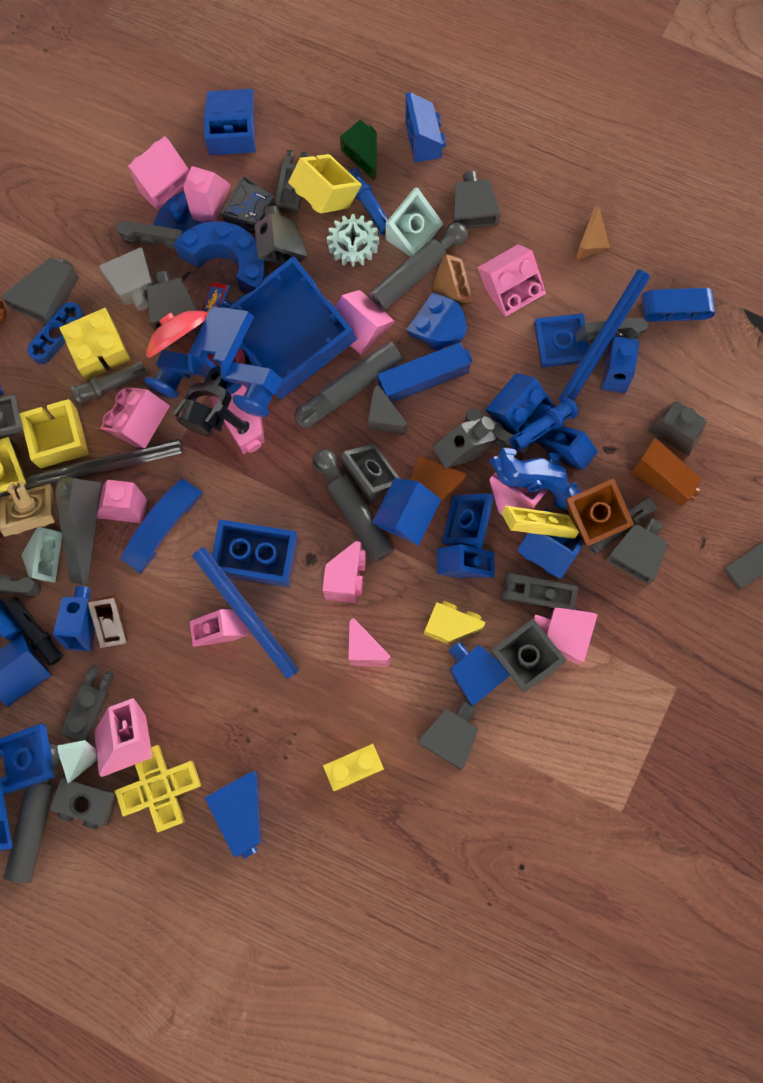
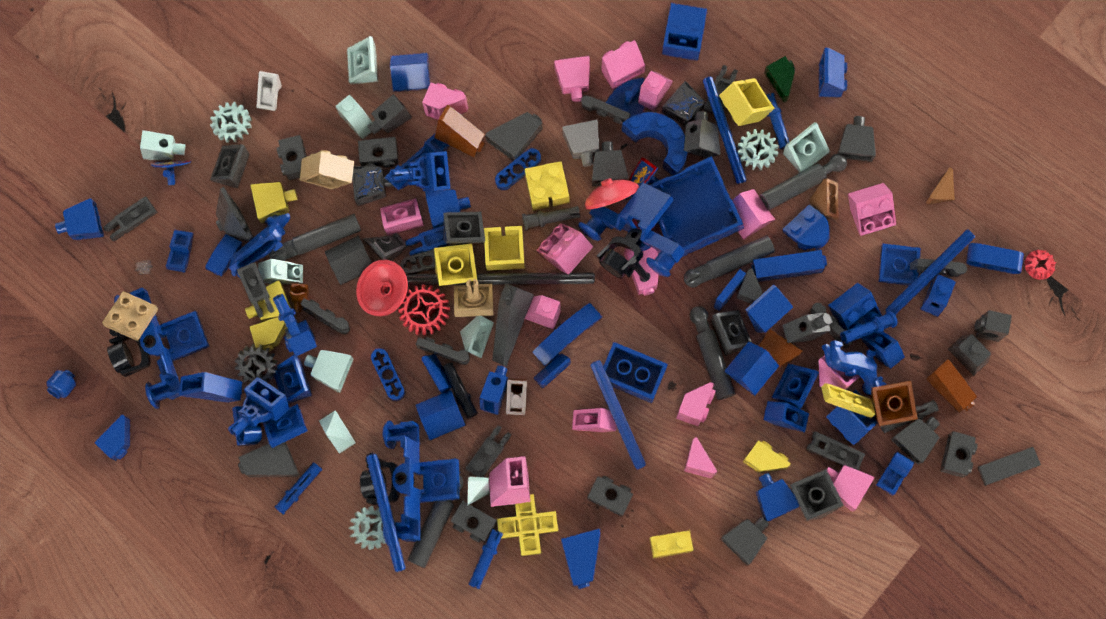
camera: 15 degrees right, 0 degrees up
(103, 202) = (573, 76): none -> bright pink torso
(111, 837) = (489, 551): none -> blue pin
(151, 576) = (552, 370): none -> blue slope
(243, 721) = (598, 496): none -> dark grey brick
(305, 225) = (724, 130): none -> blue axle
(355, 419) = (729, 290): none -> blue tile
(410, 431) = (768, 309): none -> blue slope
(622, 602) = (895, 473): none -> blue plate
(688, 571) = (950, 462): none -> dark grey brick
(699, 385) = (993, 326): none -> dark grey brick
(739, 309) = (1039, 273): none -> coral gear

